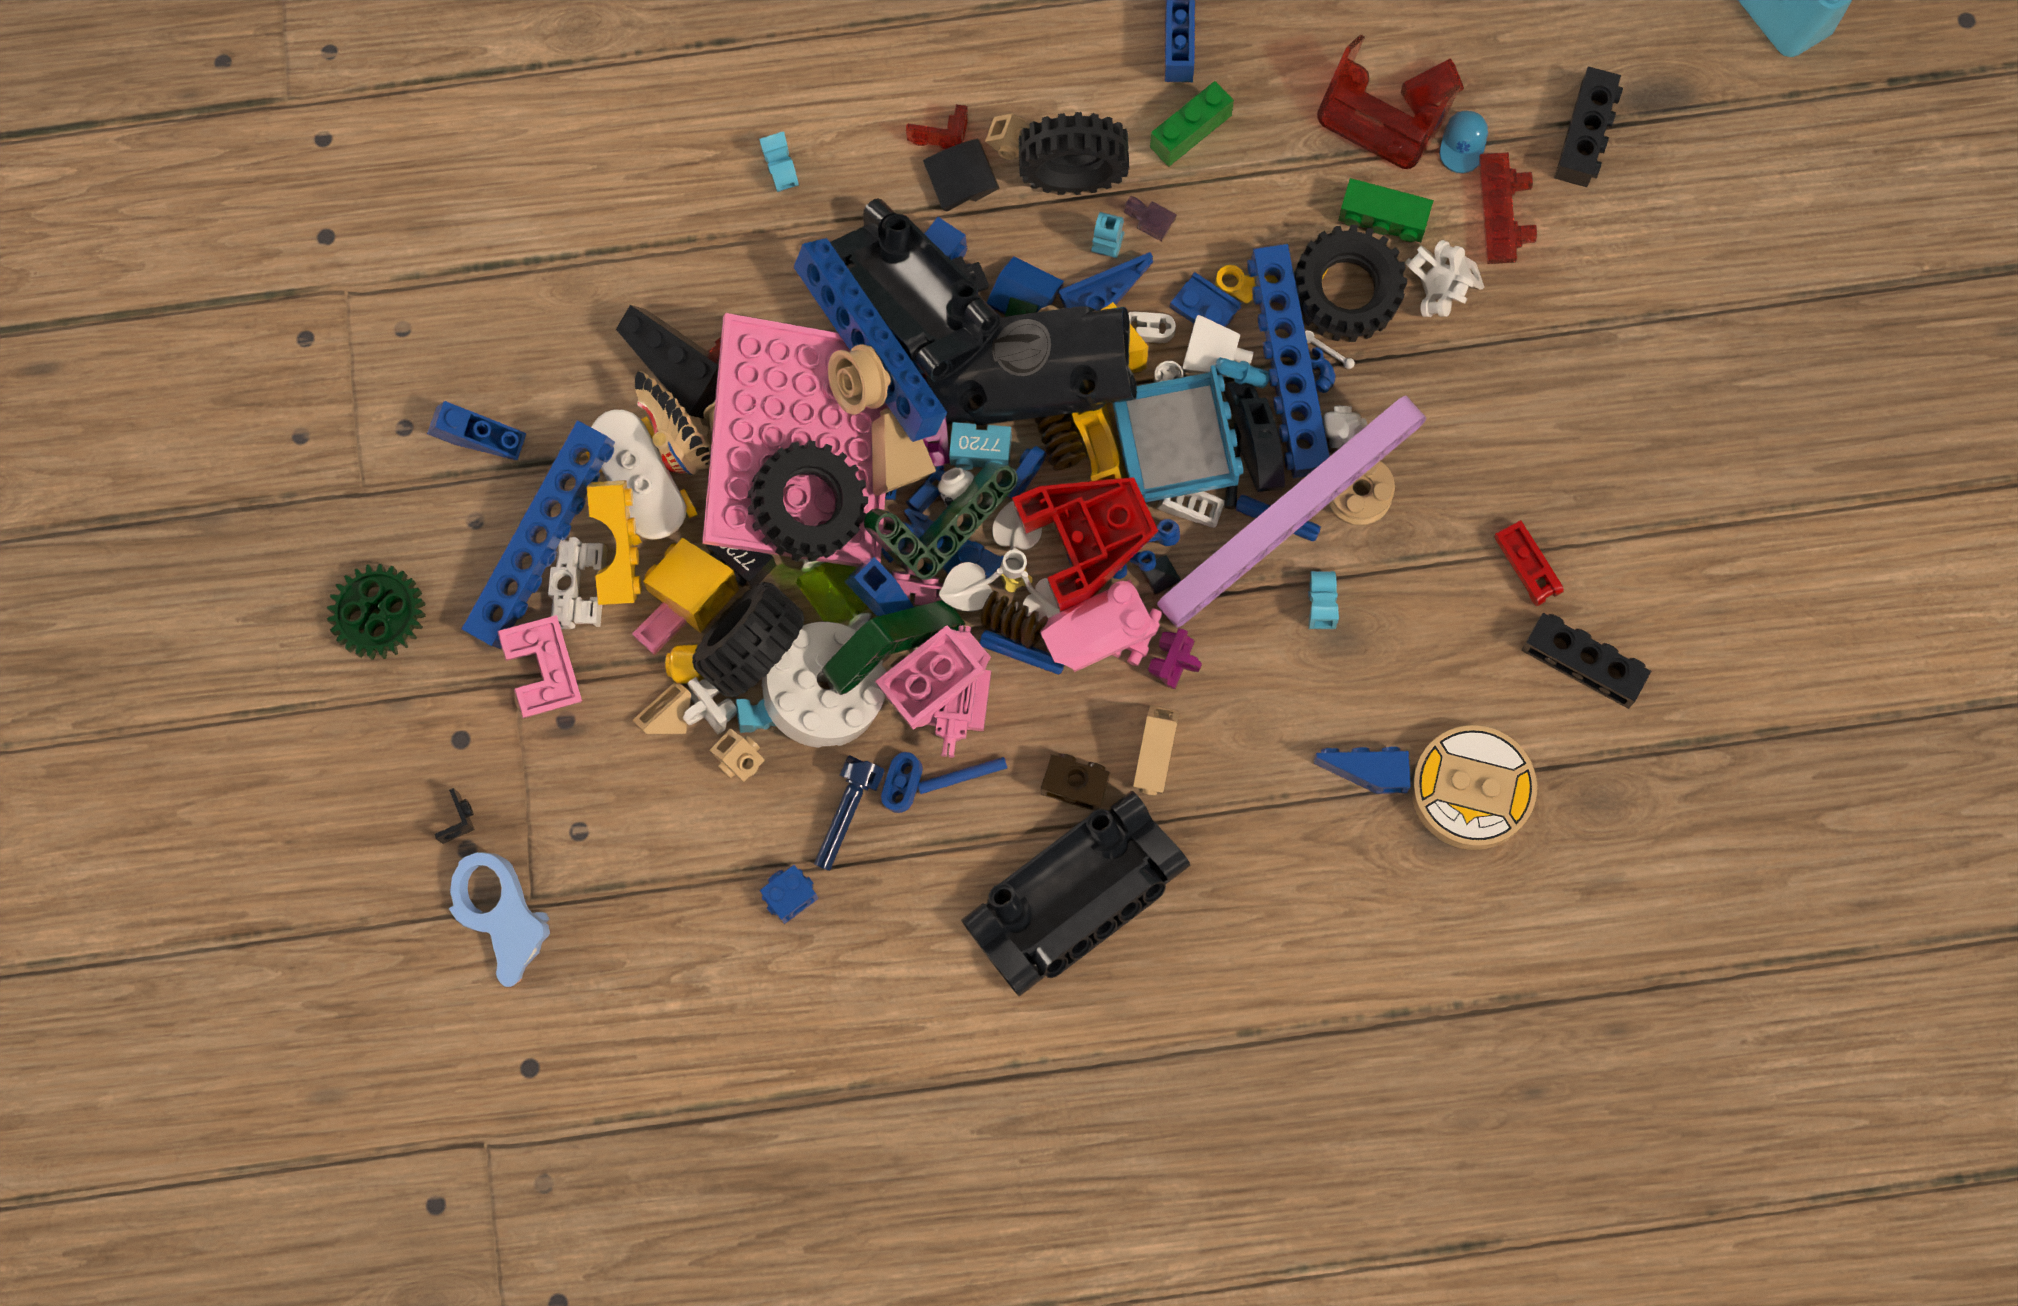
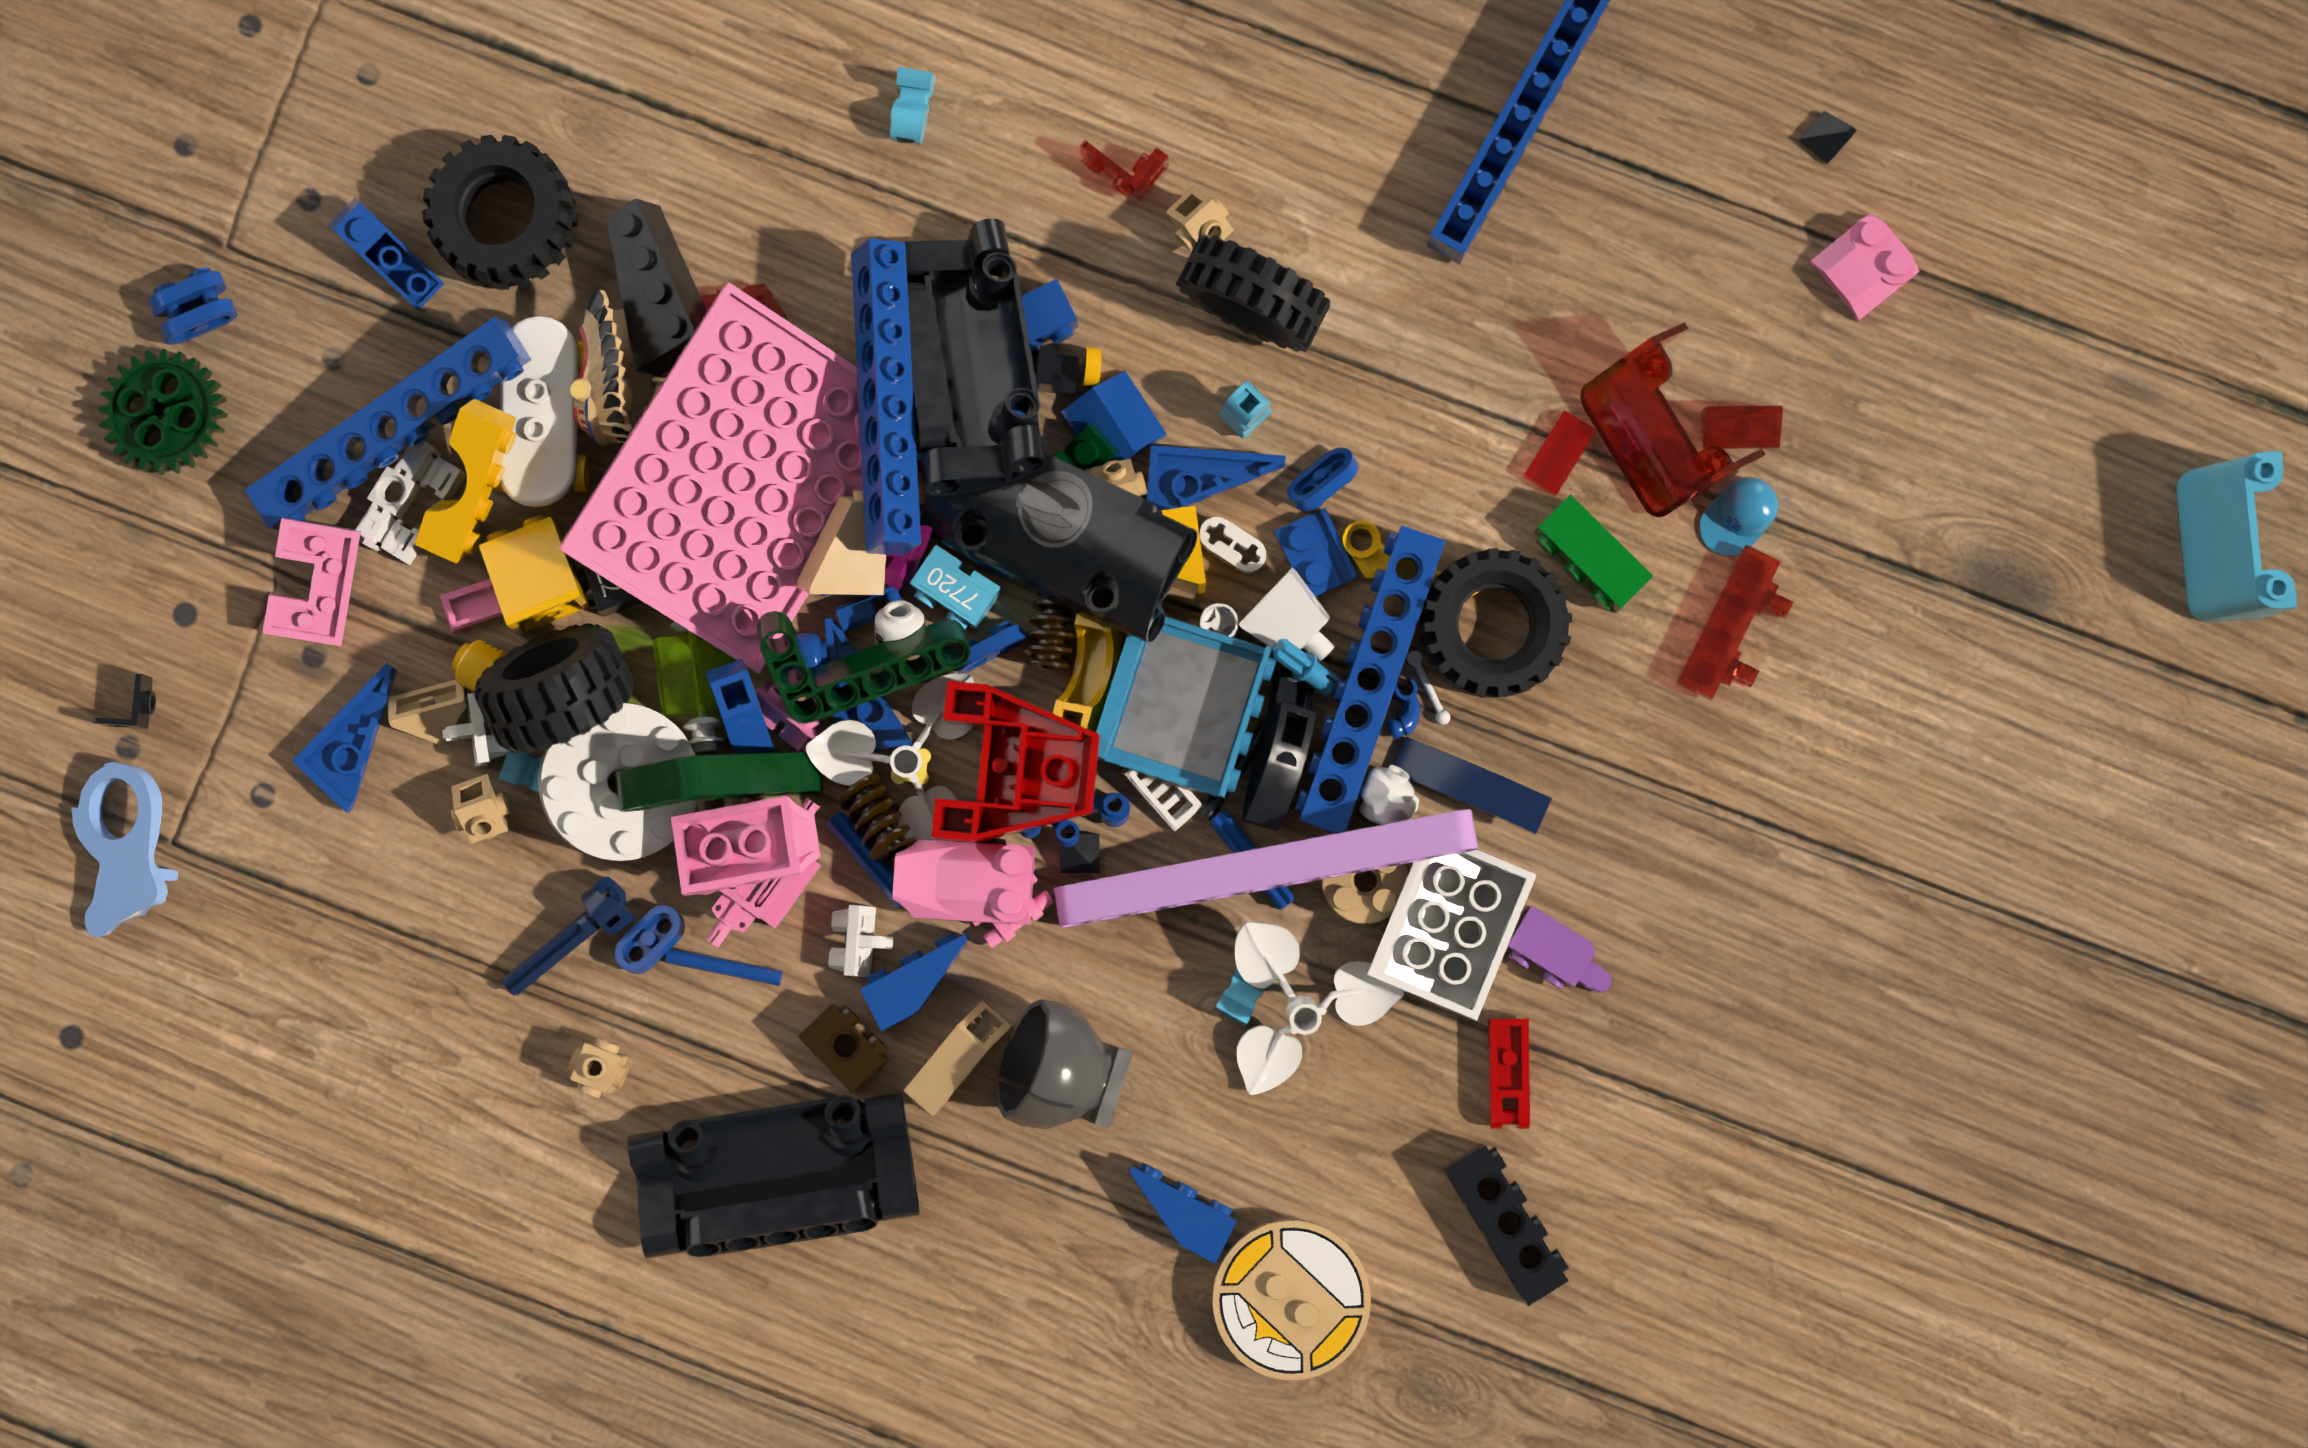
camera: 25 degrees right, 10 degrees up
(361, 533) = (174, 298): none -> blue brick
(527, 332) = (471, 173): none -> black tyre
(619, 767) = (343, 747): none -> blue wing
(781, 527) = (653, 552): black tyre -> none
(788, 893) = (454, 999): blue head -> none
(858, 379) = (843, 444): tan wheel -> none
(914, 896) = (613, 1067): none -> tan brick
(961, 174) = (1117, 235): black slope -> none
(990, 262) = (1091, 366): none -> yellow tile
(1038, 697) = (860, 940): none -> white hips
(1094, 724) = (907, 989): none -> blue slope
(1153, 220) = (1315, 414): plate -> none
(1178, 658) = (1026, 974): magenta hips -> none
(1183, 254) = (1323, 479): none -> blue plate
(1191, 123) = (1425, 320): green brick -> none
(1231, 712) = (1064, 1068): none -> dark grey plate
(1326, 162) = (1559, 453): none -> clear red tile
(1378, 394) = (1472, 785): none -> dark blue slope
(1402, 568) = (1265, 954): none -> white plant
(1439, 487) = (1452, 929): none -> white slope
(1444, 281) = (1611, 679): white piece -> none
(1513, 468) = (1557, 952): none -> medium lavender hinge
(1597, 86) = (1847, 615): black brick -> none

